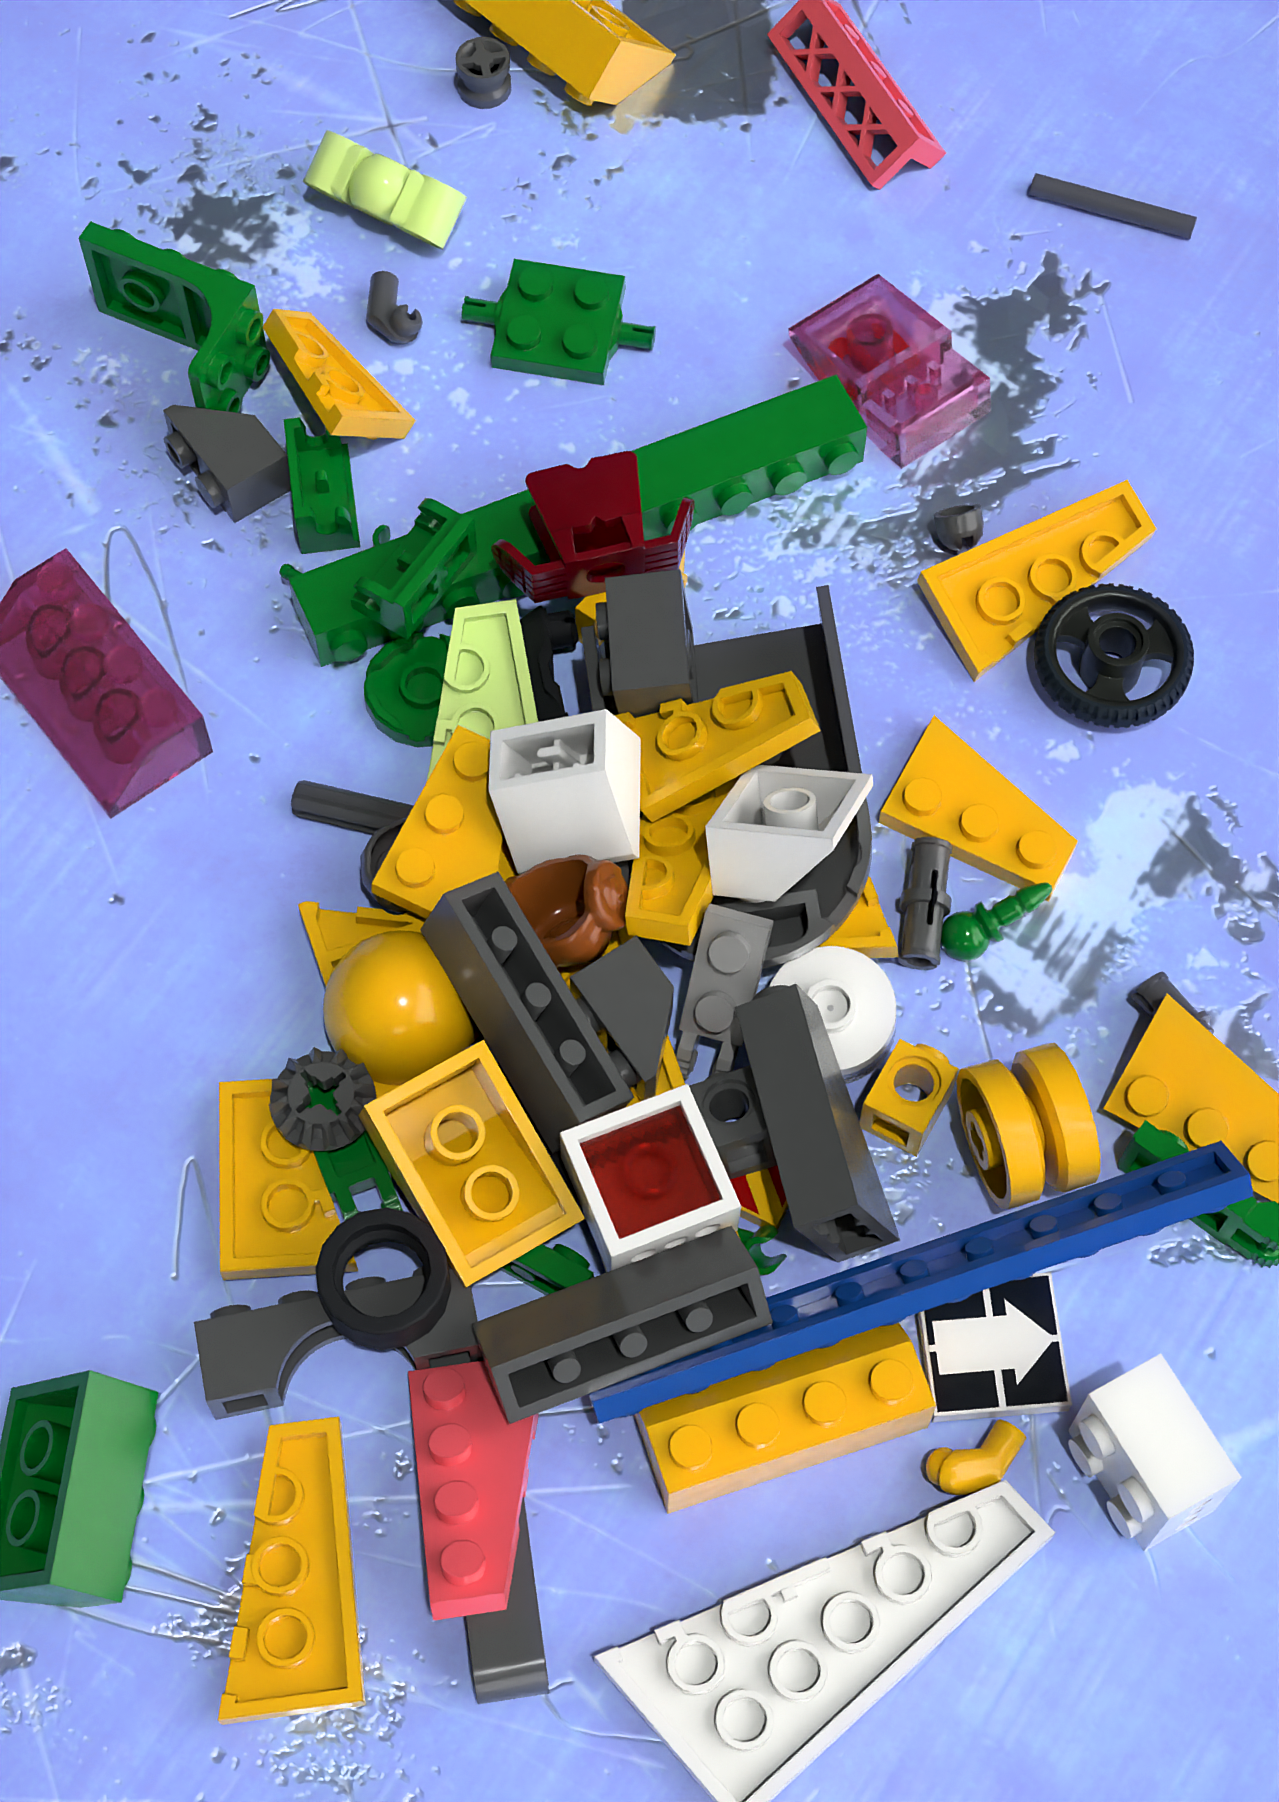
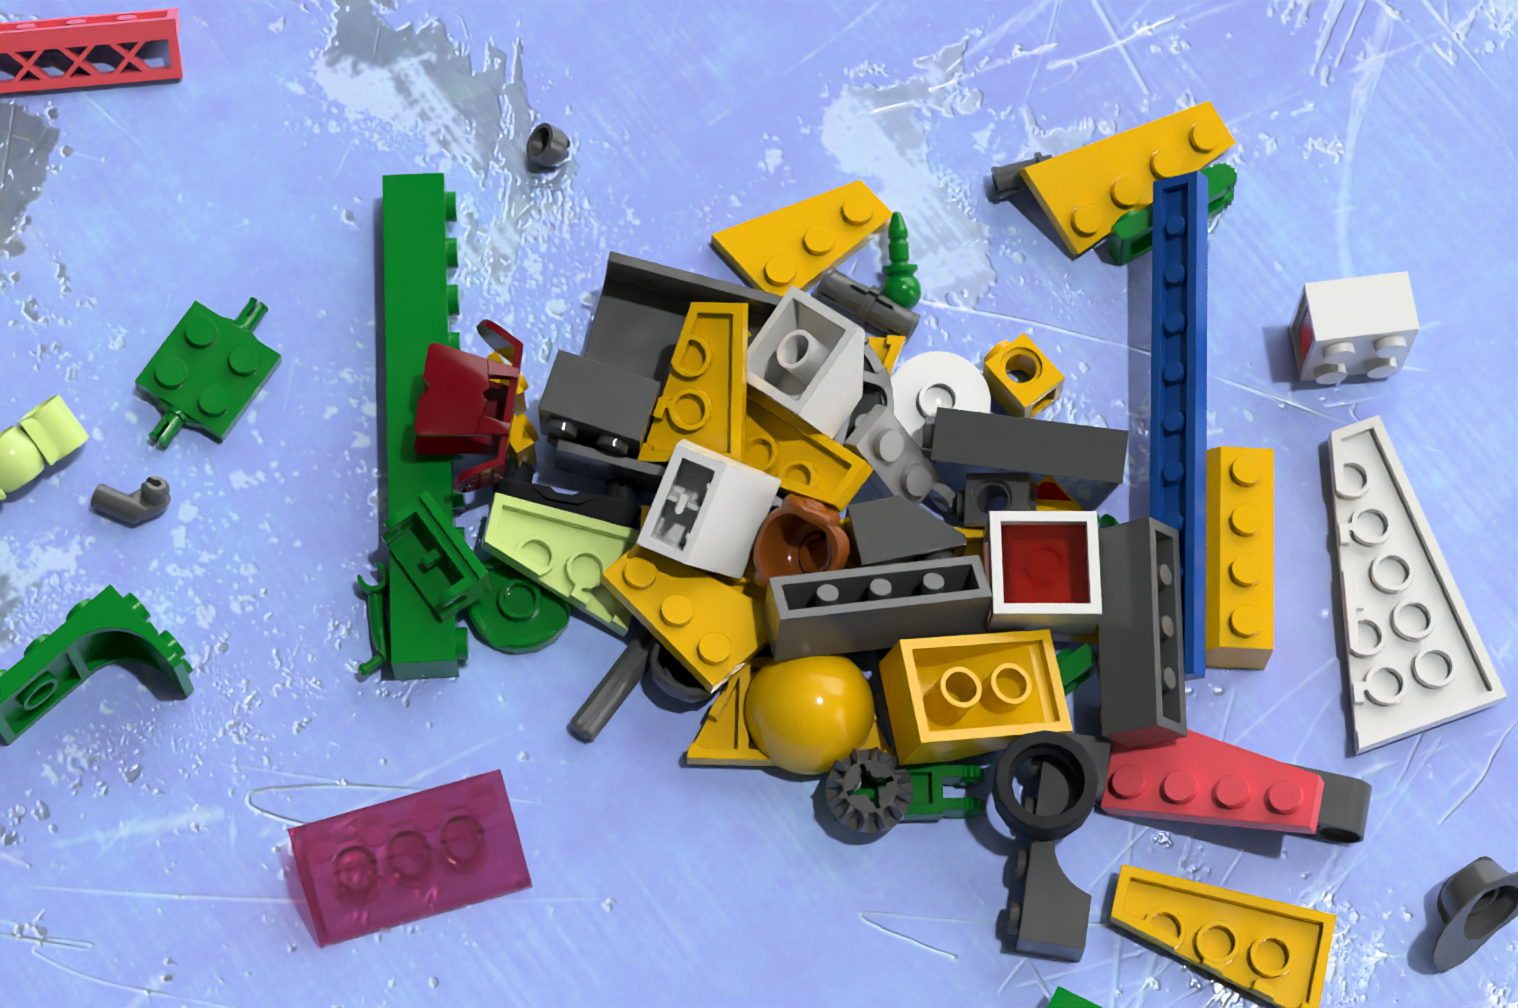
camera: 70 degrees left, 5 degrees up
(231, 455) = (231, 678): dark grey slope -> none
(269, 1192) = (920, 858): yellow wing -> none
(321, 490) = (294, 618): green hinge -> none
(334, 381) = (197, 565): yellow wing -> none
(894, 368) = (375, 131): clear pink slope -> none
(976, 1469) = (1311, 449): yellow arm -> none
(996, 1353) = (1242, 399): tile -> none
(1006, 586) = (616, 113): yellow wing -> none
(1028, 1125) = (1087, 304): yellow wheel -> none
(1117, 633) = (716, 65): pearl dark grey wheel -> none

